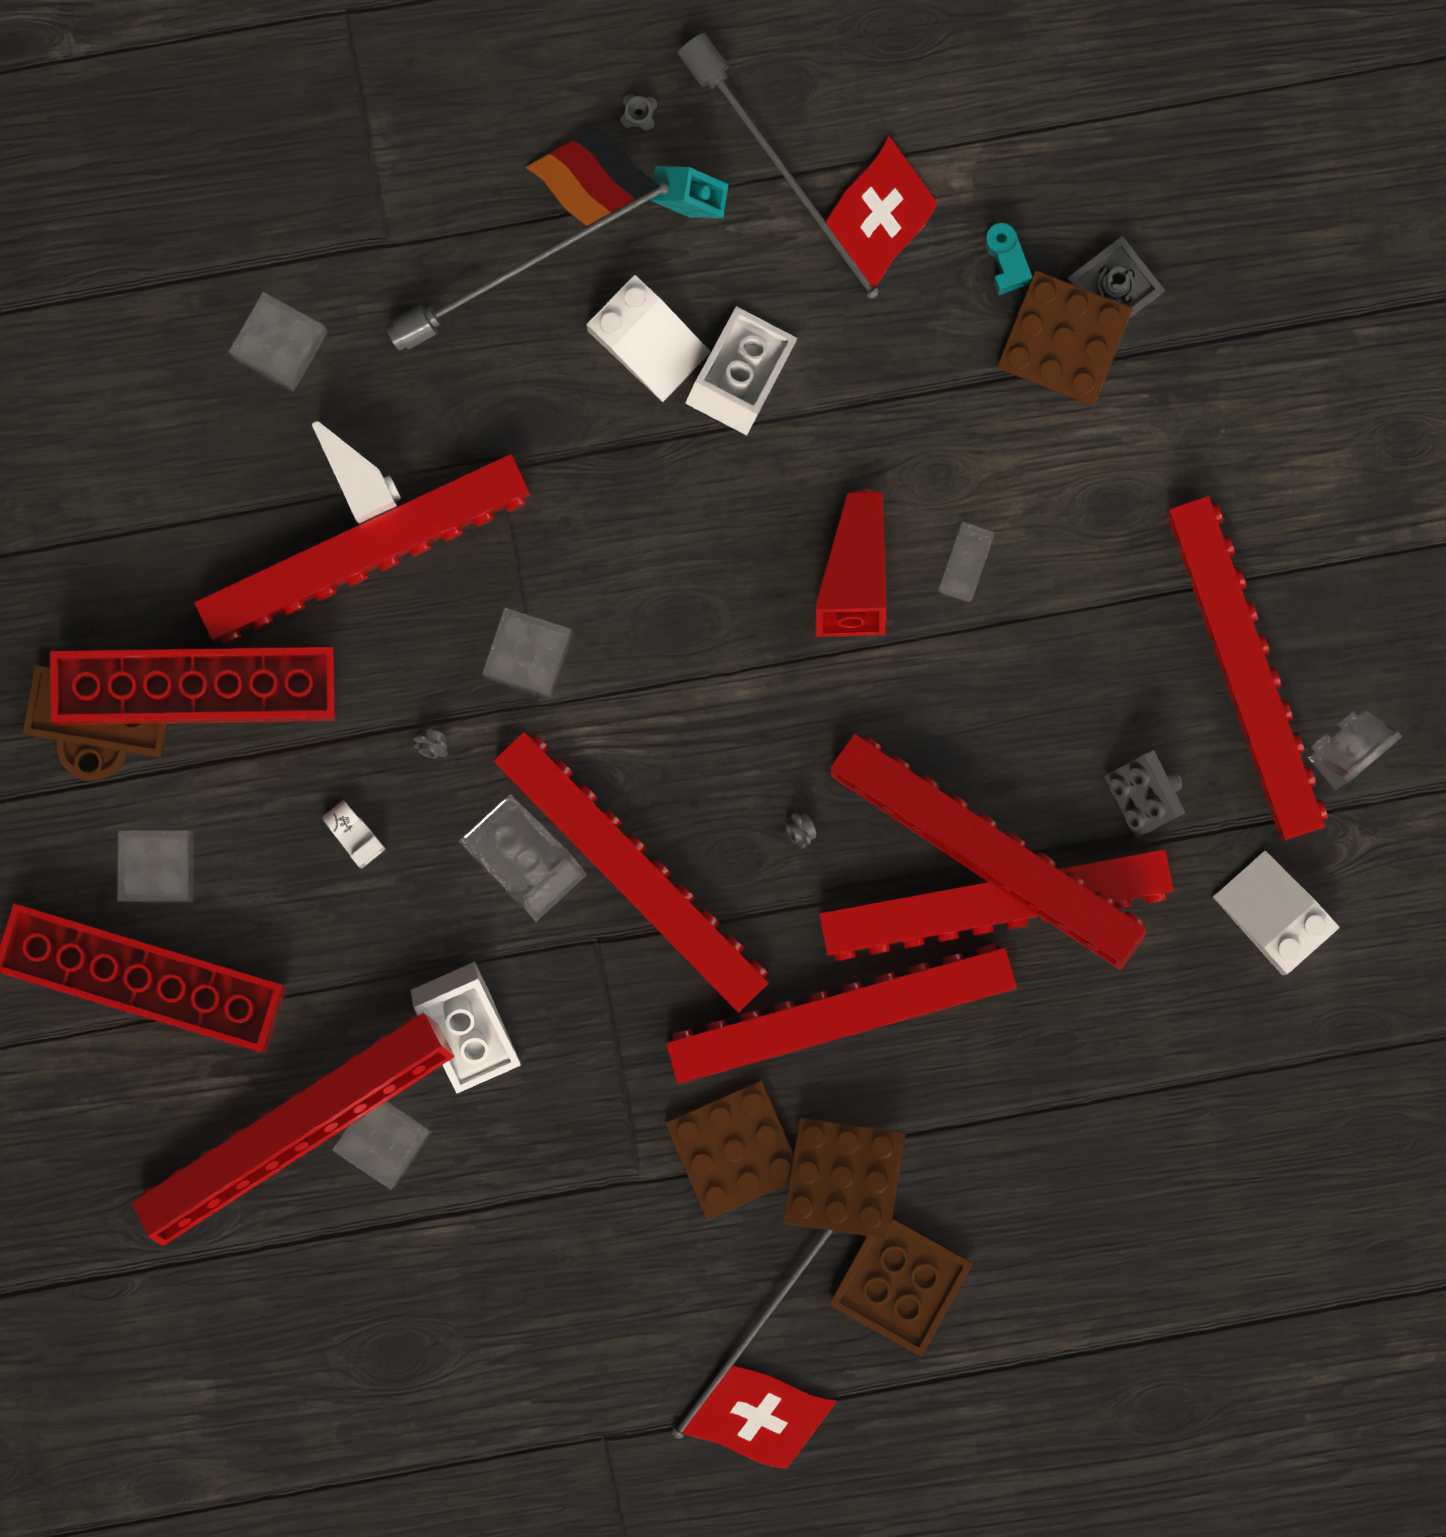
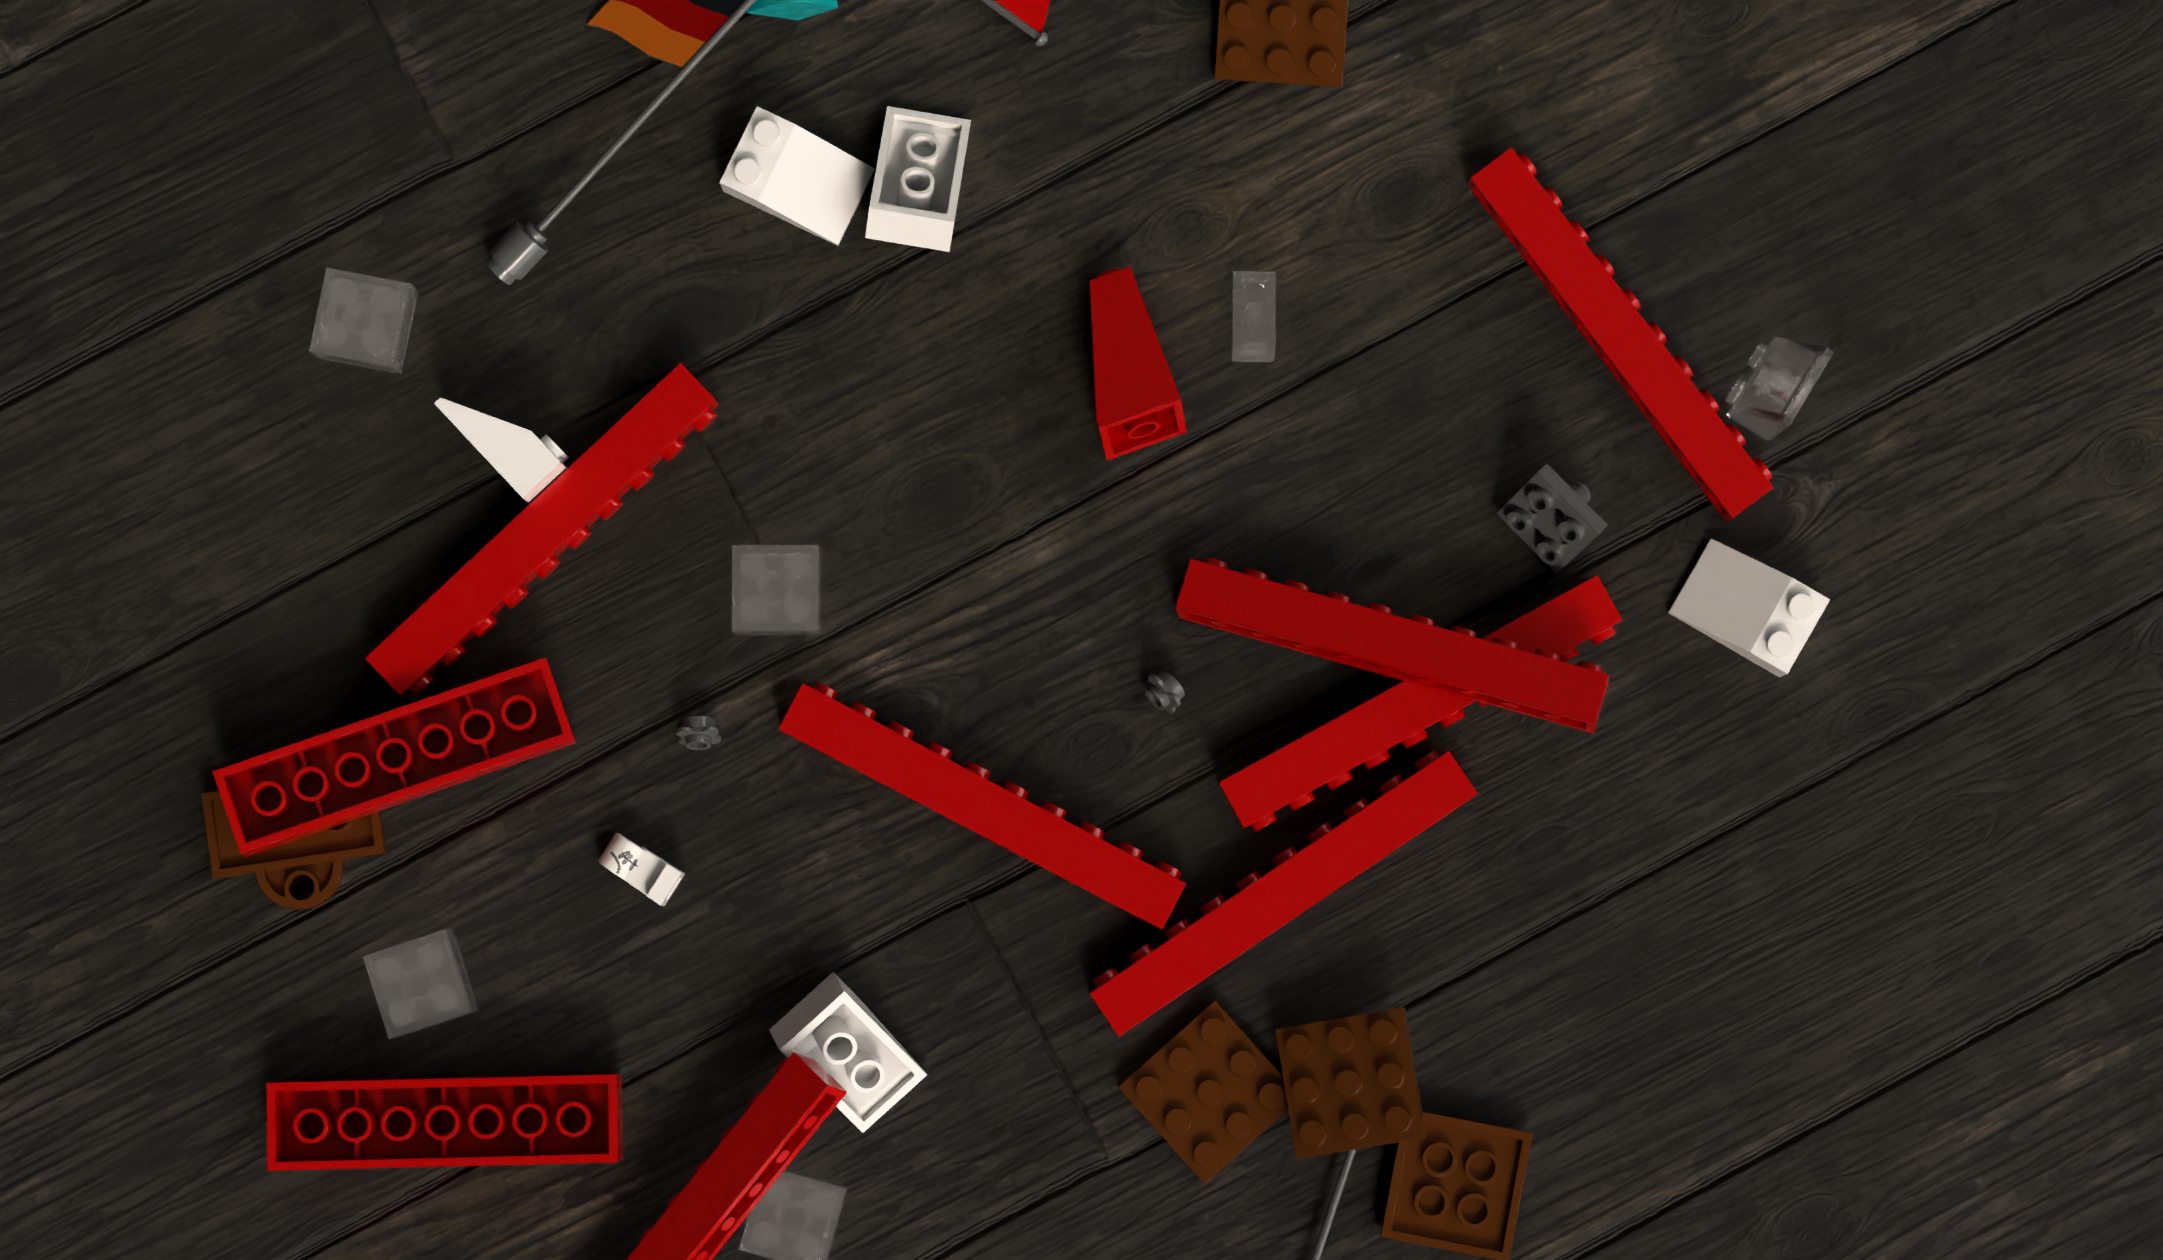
camera: 25 degrees left, 0 degrees up
(523, 857) = (850, 831): clear slope -> none

